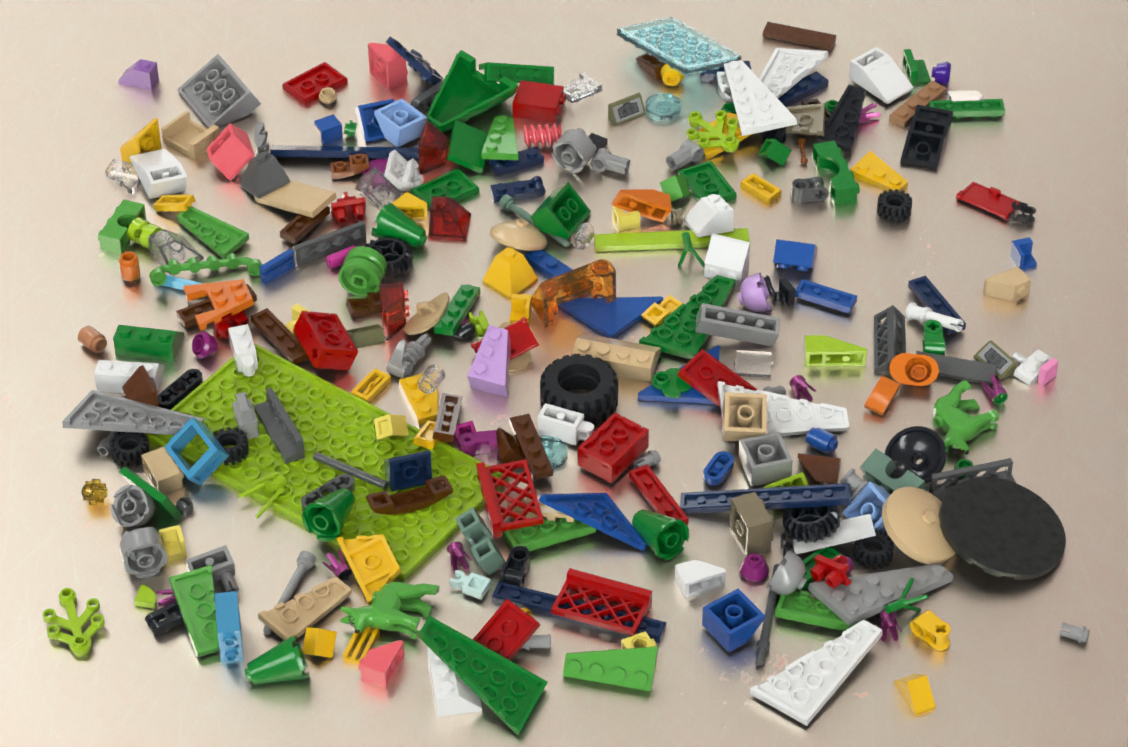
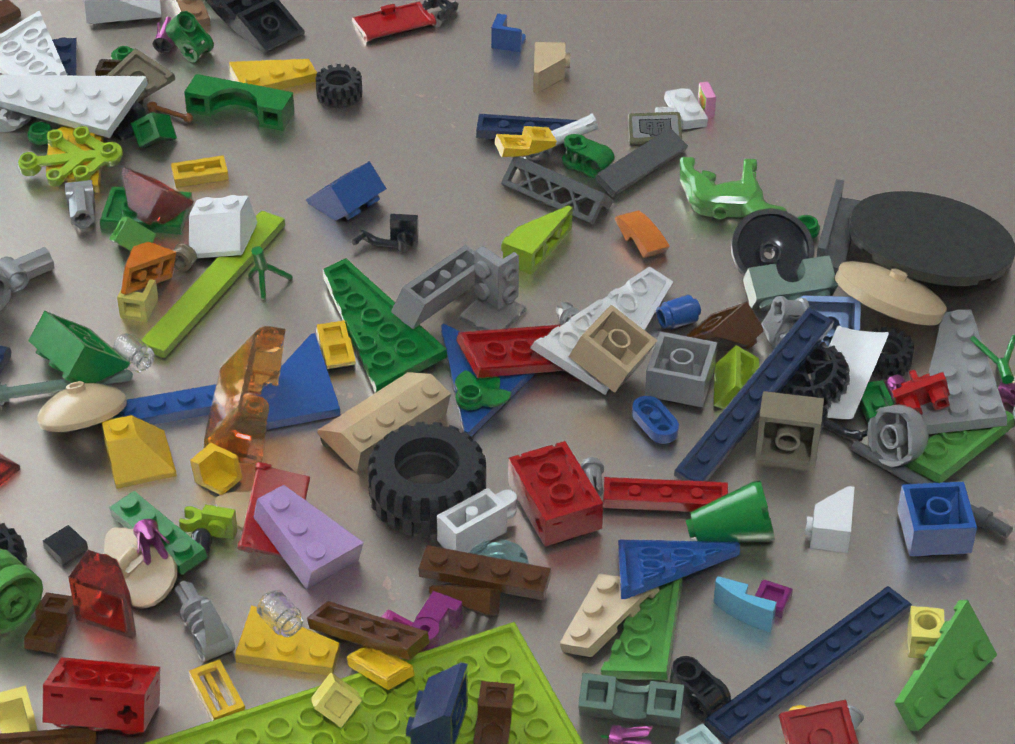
camera: 60 degrees left, 0 degrees up
(366, 335) = (112, 645): olive slope -> none
(424, 283) = (65, 544): none -> black tile
(441, 301) = (147, 534): none -> flat silver piece
(492, 503) = (562, 653): red fence -> none
(597, 558) = (749, 609): none -> medium azure slope
(607, 590) = (803, 615): red fence -> none
(617, 573) = (777, 593): none -> magenta tile
(708, 177) = (152, 198): none -> clear red slope
(727, 258) = (312, 245): white slope -> none
(754, 568) = (846, 465): magenta cone -> none
(755, 294) = (390, 251): lavender cylinder -> none
(767, 345) = (496, 277): none -> light grey bracket
(799, 385) = (568, 292): flat silver piece -> none
(807, 189) = (248, 136): dark grey piece -> none
(825, 296) = (440, 201): blue plate -> none
(845, 119) = (160, 46): black wing -> none
(870, 125) = (189, 36): none -> green piece
(907, 305) = (530, 142): none -> yellow slope
(914, 369) = (632, 186): orange piece -> none
(997, 394) = (709, 153): flat silver piece -> none

